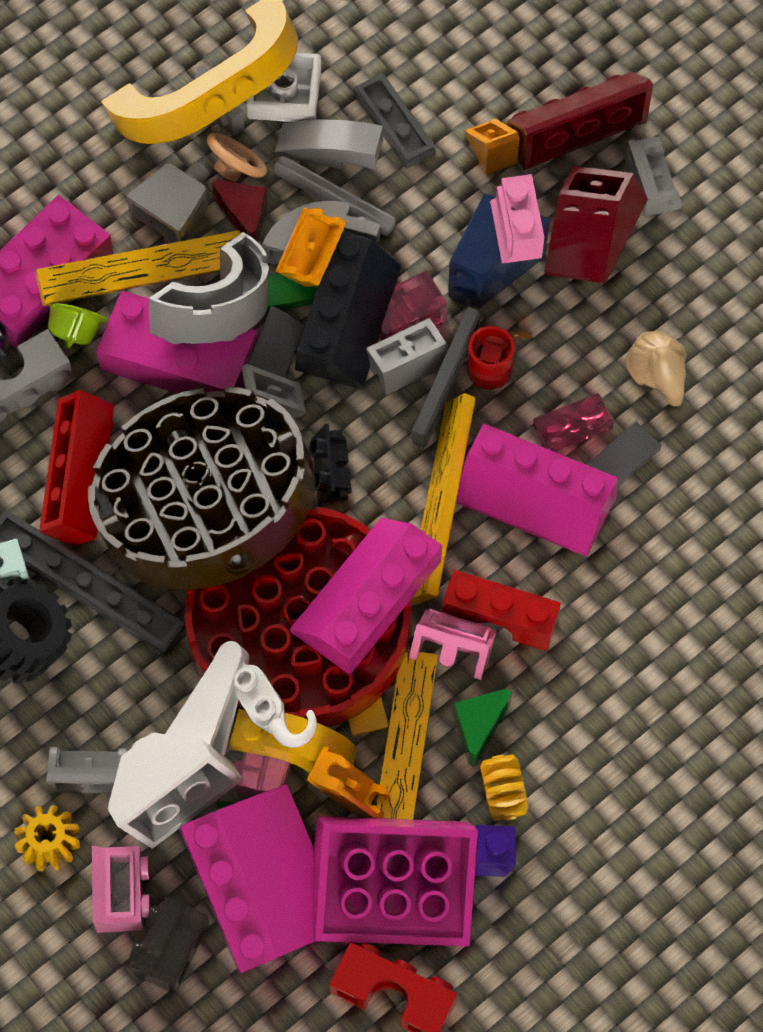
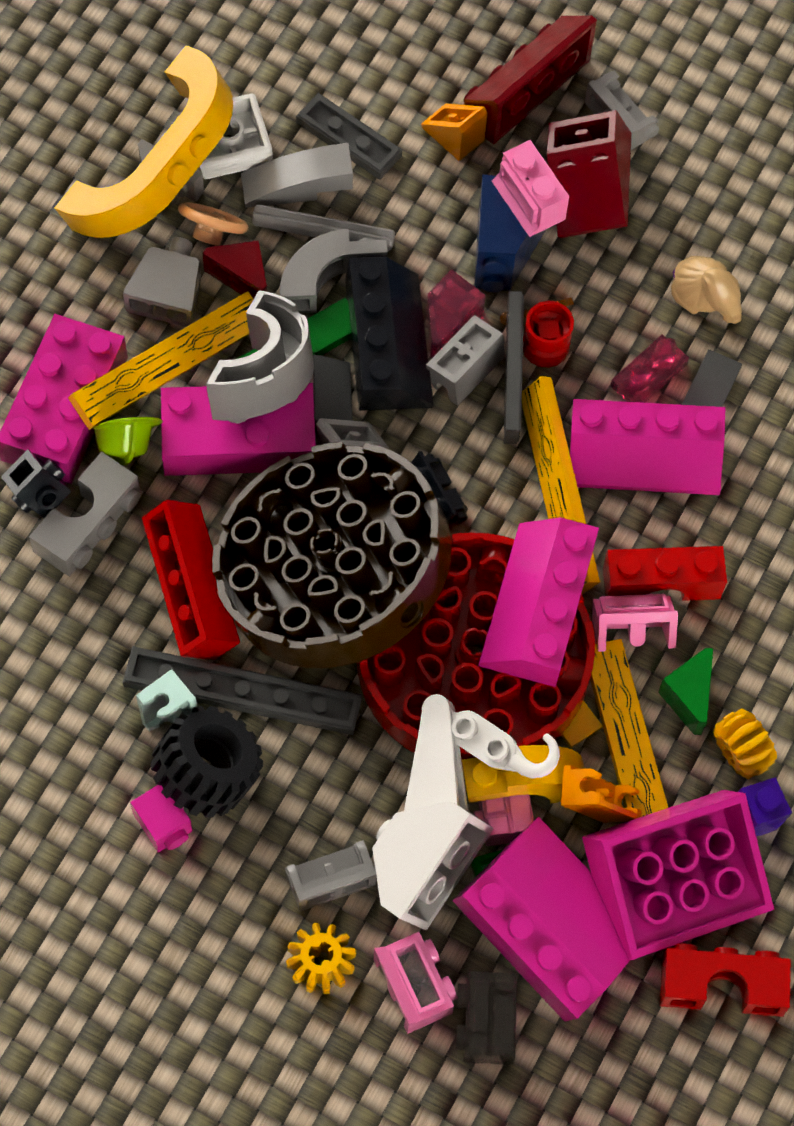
camera: 25 degrees left, 0 degrees up
(310, 247) = (332, 283): light orange hinge -> none

